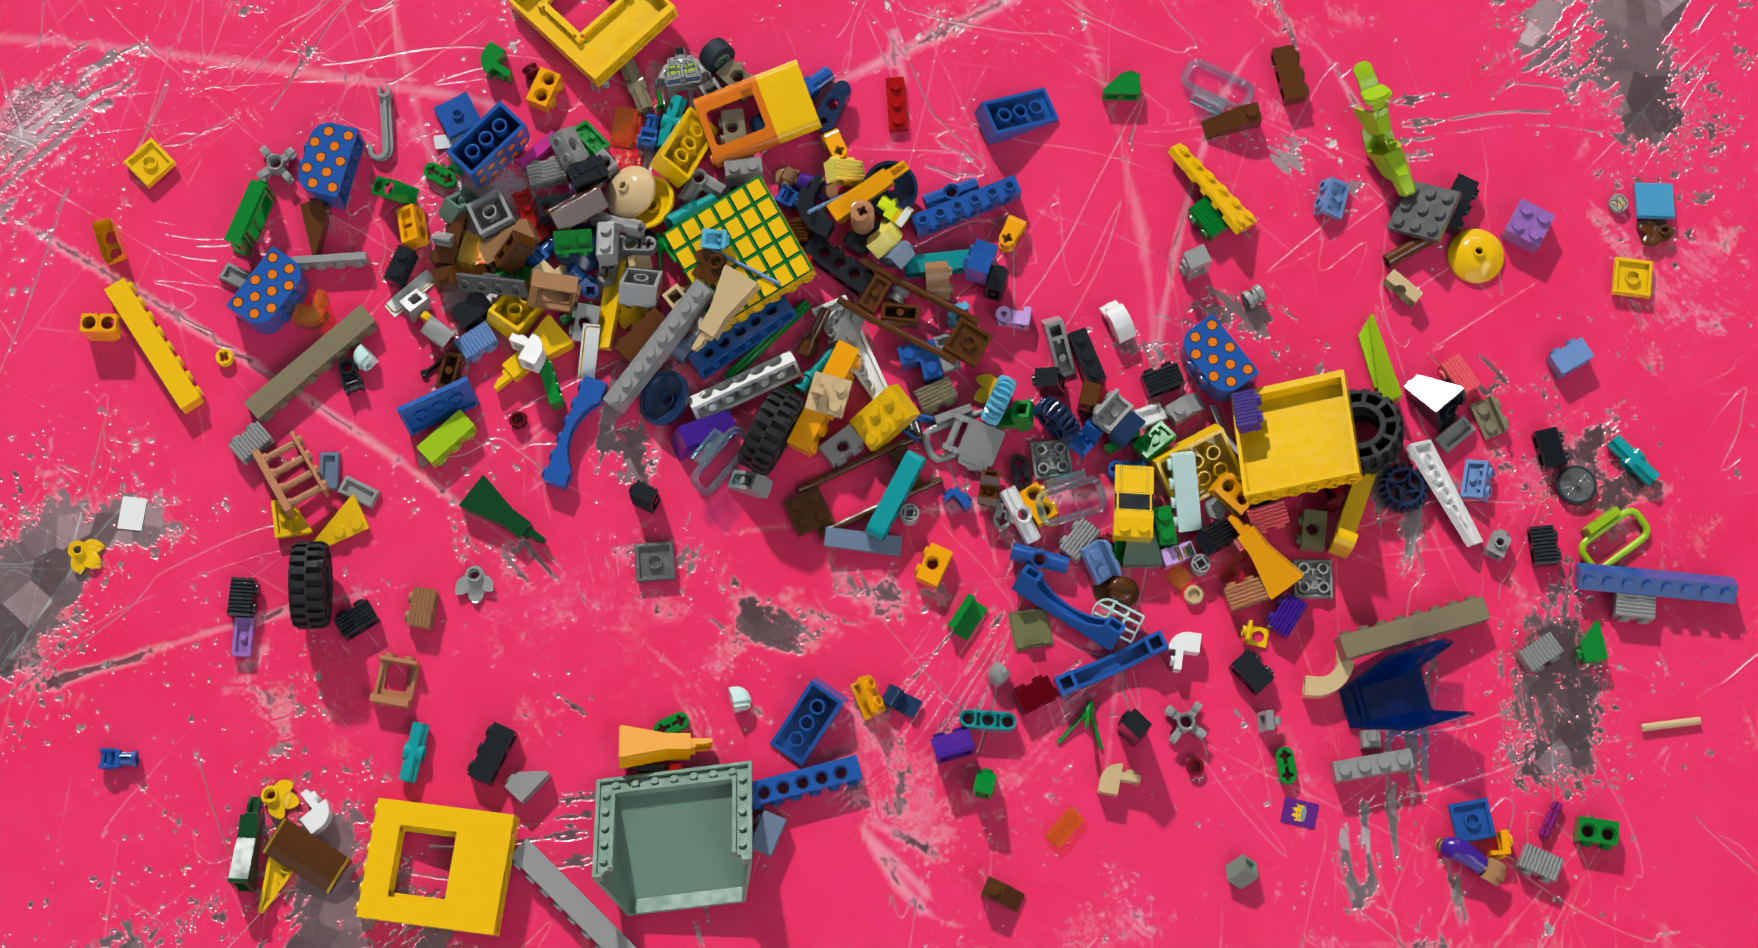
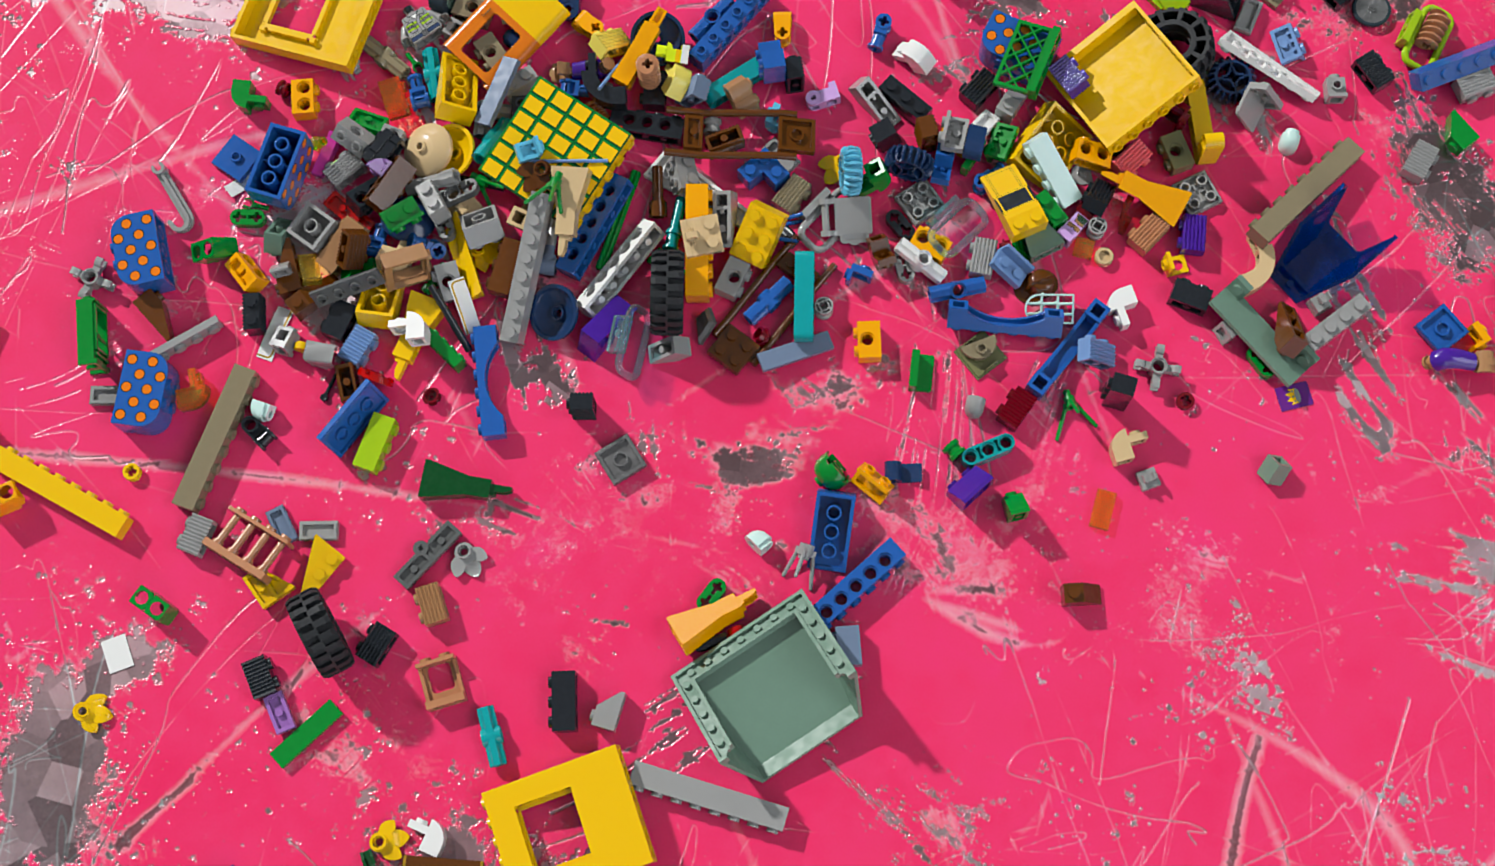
camera: 25 degrees left, 0 degrees up
(195, 497) = (168, 613): none -> green piece
(257, 667) = (306, 734): none -> green tile
(441, 561) = (427, 554): none -> dark grey hinge
(477, 378) = (375, 376): none -> red tile
(536, 136) = (318, 142): none -> clear neon green arm
(569, 357) = (449, 317): none -> black bar
(576, 187) = (379, 165): none -> medium lavender tile
(717, 168) = (497, 91): none -> tile
(717, 284) = (553, 185): none -> green plant
(772, 728) = (804, 552): none -> light grey plant
(795, 476) = (705, 325): none -> flat silver piece
(835, 668) = (830, 472): none -> green cylinder
(840, 512) = (761, 335): none -> dark red plate
(863, 483) = (768, 301): none -> blue piece
(864, 384) = (726, 206): none -> light grey slope
(957, 704) = (953, 450): none -> green wheel
(1032, 623) = (980, 349): none -> dark tan plate
(1098, 282) = (880, 32): none -> blue connector
(1121, 820) = (1148, 479): none -> light grey tile
(1134, 680) = (1096, 352): none -> medium blue brick
(1226, 388) = (1040, 67): none -> green fence
(1295, 739) = (1258, 333): none -> sand green bracket
(1324, 751) = (1289, 332): none -> reddish brown slope
(1410, 522) = (1254, 101): none -> light grey bracket
(1426, 573) = (1289, 141): none -> light aqua piece
(1622, 534) = (1433, 30): none -> nougat piece

